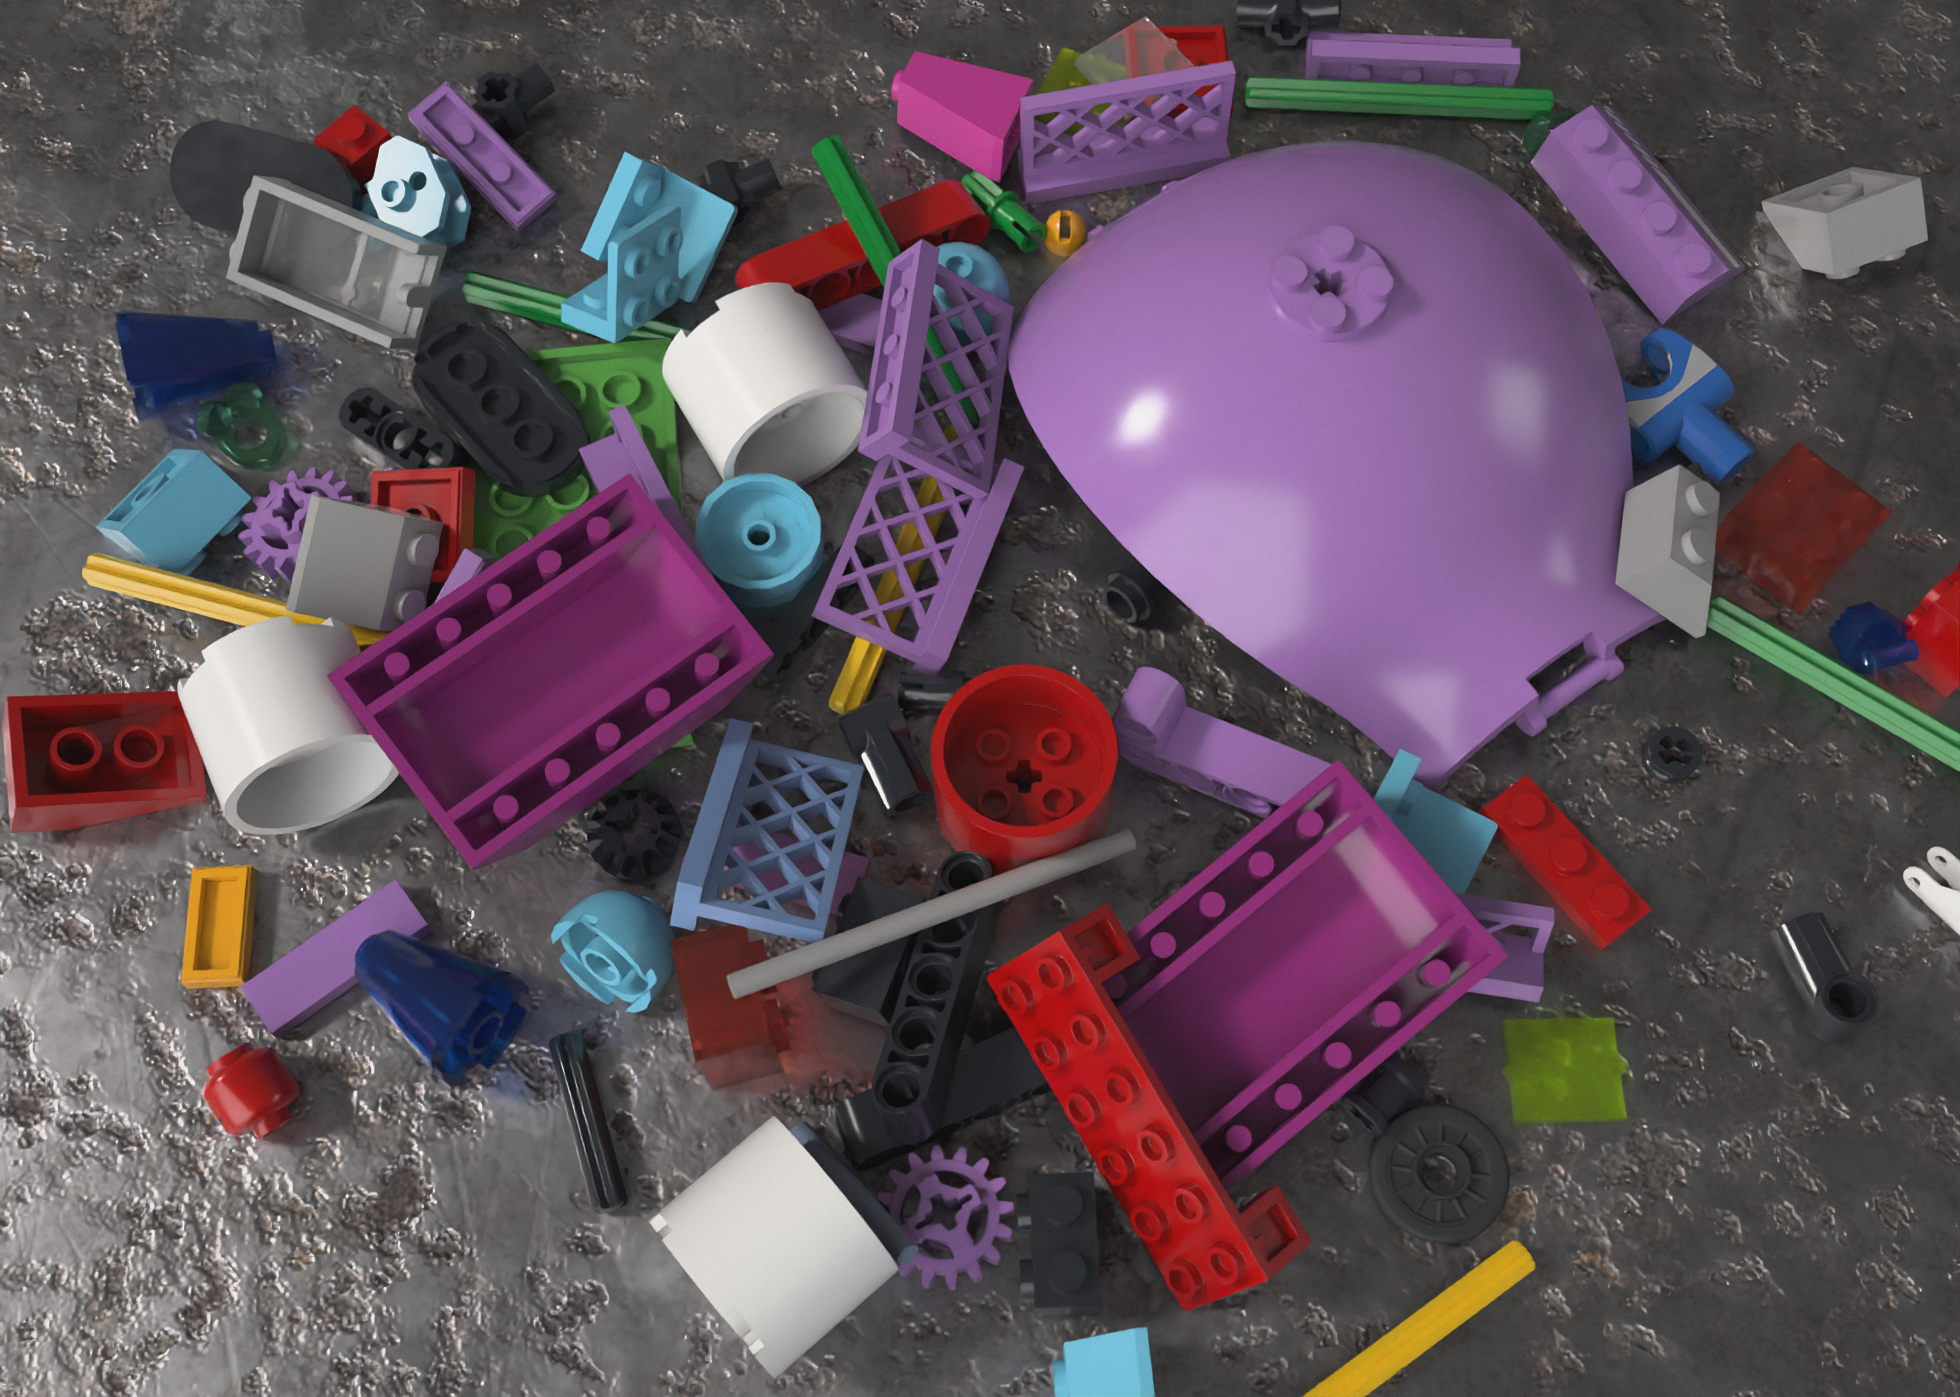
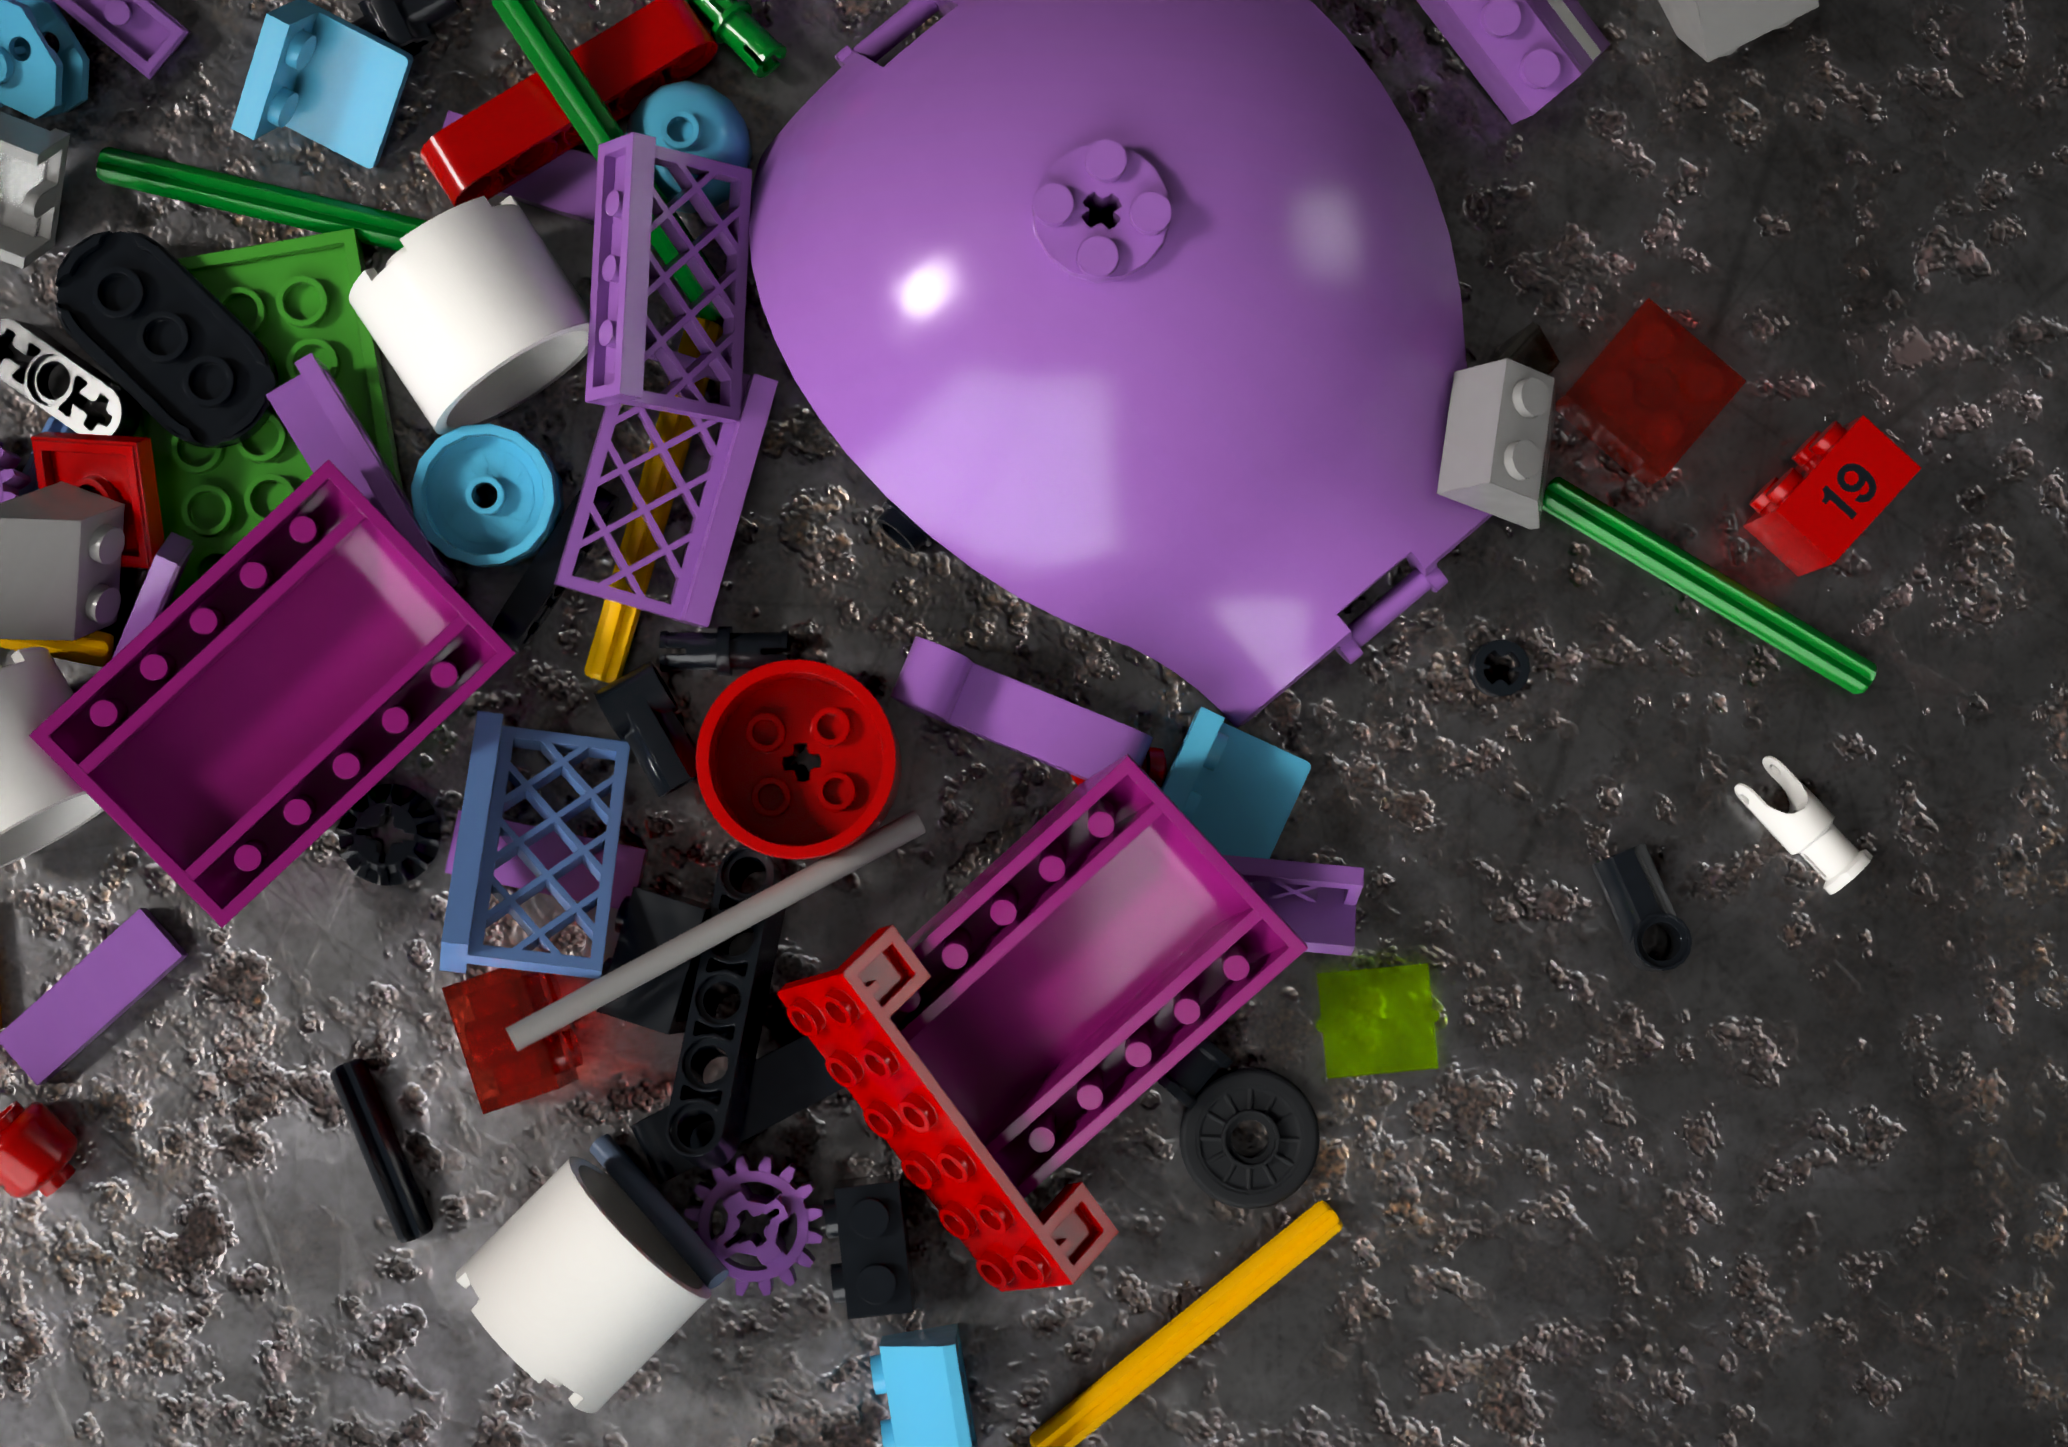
camera: 15 degrees left, 20 degrees up
(442, 1002) = (208, 1045): clear blue cone -> none
(617, 947) = (390, 970): medium azure cylinder -> none
(638, 282) = (295, 172): medium azure bracket -> none
(1065, 246) = (822, 45): light orange hinge -> none
(1565, 863) = (1381, 798): red plate -> none
(1684, 408) = (1525, 248): blue connector -> none
(1872, 639) = (1718, 527): clear blue piece -> none

